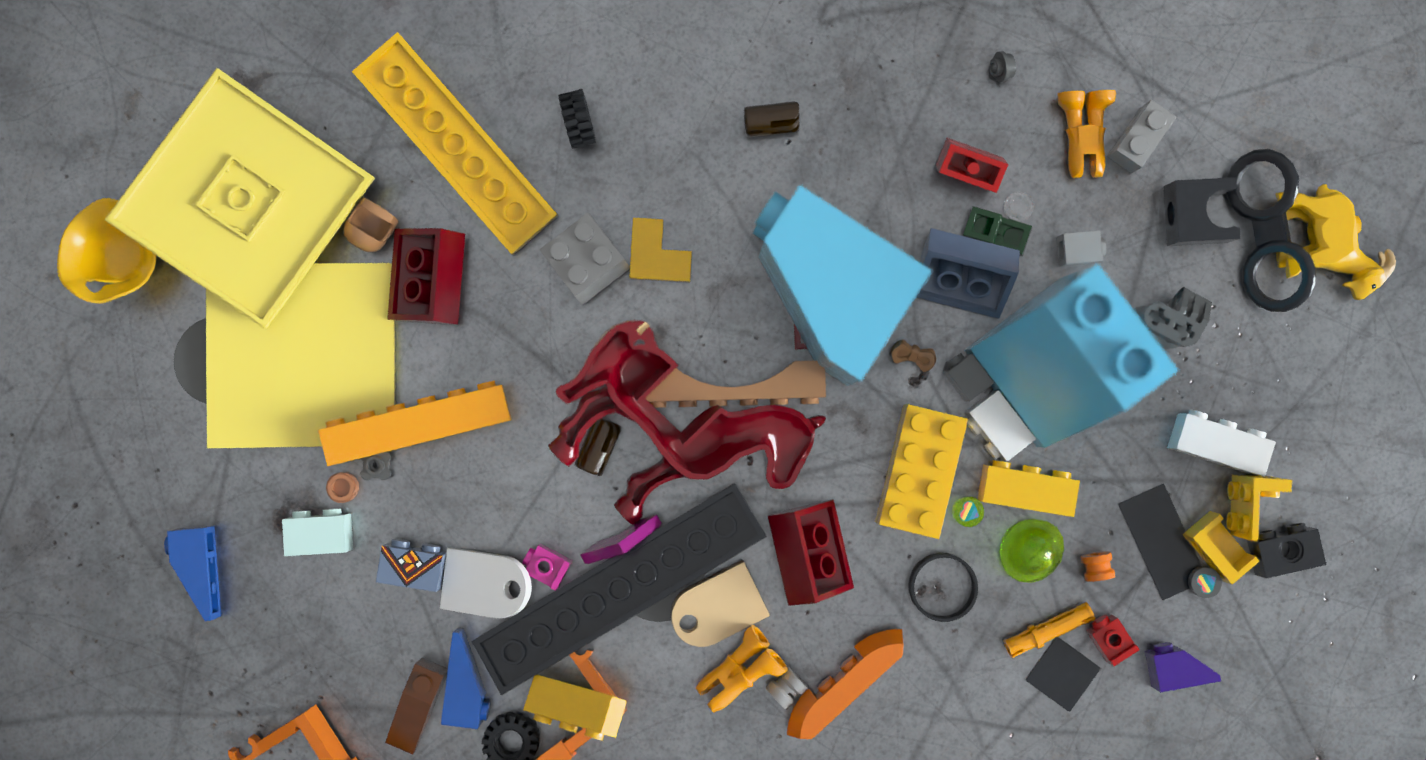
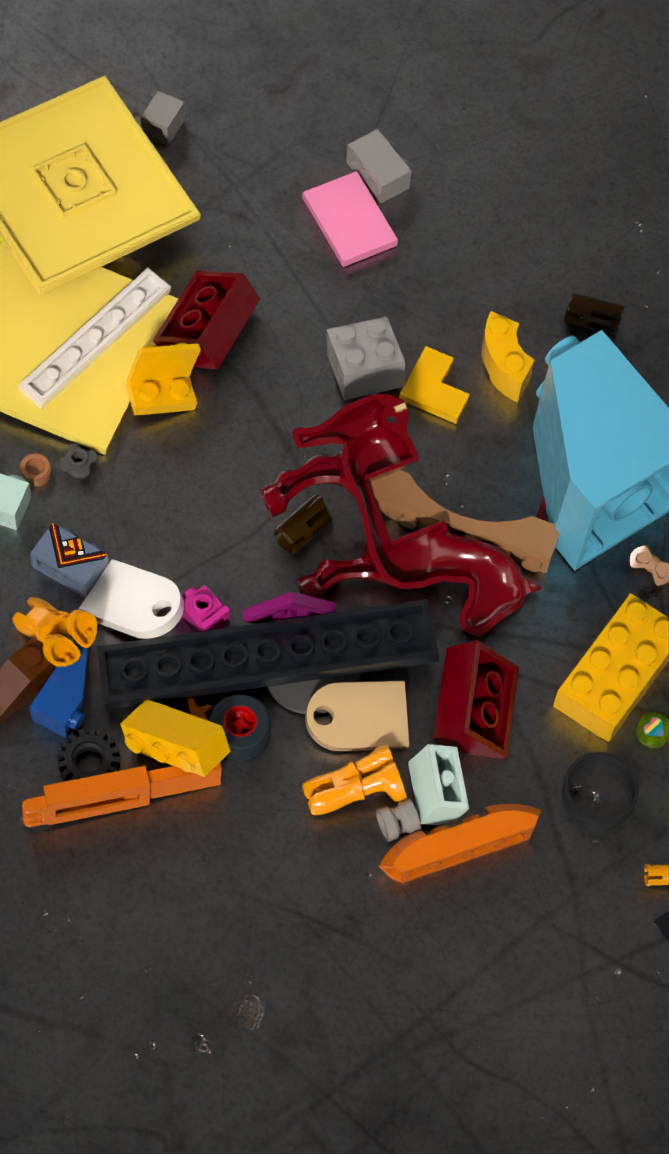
camera: 15 degrees right, 25 degrees down
(291, 72) = (163, 117): none -> light grey brick
(335, 341) = (94, 338): none -> white tile
(369, 226) = (170, 260): medium nougat helmet -> none
(414, 425) = (137, 434): light orange brick -> none
(415, 363) = (161, 379): none -> yellow bracket
(430, 648) = (49, 626): none -> light orange piece
(455, 143) = (286, 228): yellow plate -> none
(510, 107) = (350, 219): none -> bright pink tile
(514, 40) = (379, 165): none -> light grey brick
(577, 118) = (410, 242): black tyre -> none
(616, 668) = (243, 714): none -> black wheel
(707, 202) = (504, 358): none -> yellow brick
(809, 648) = (438, 785): none -> light aqua brick

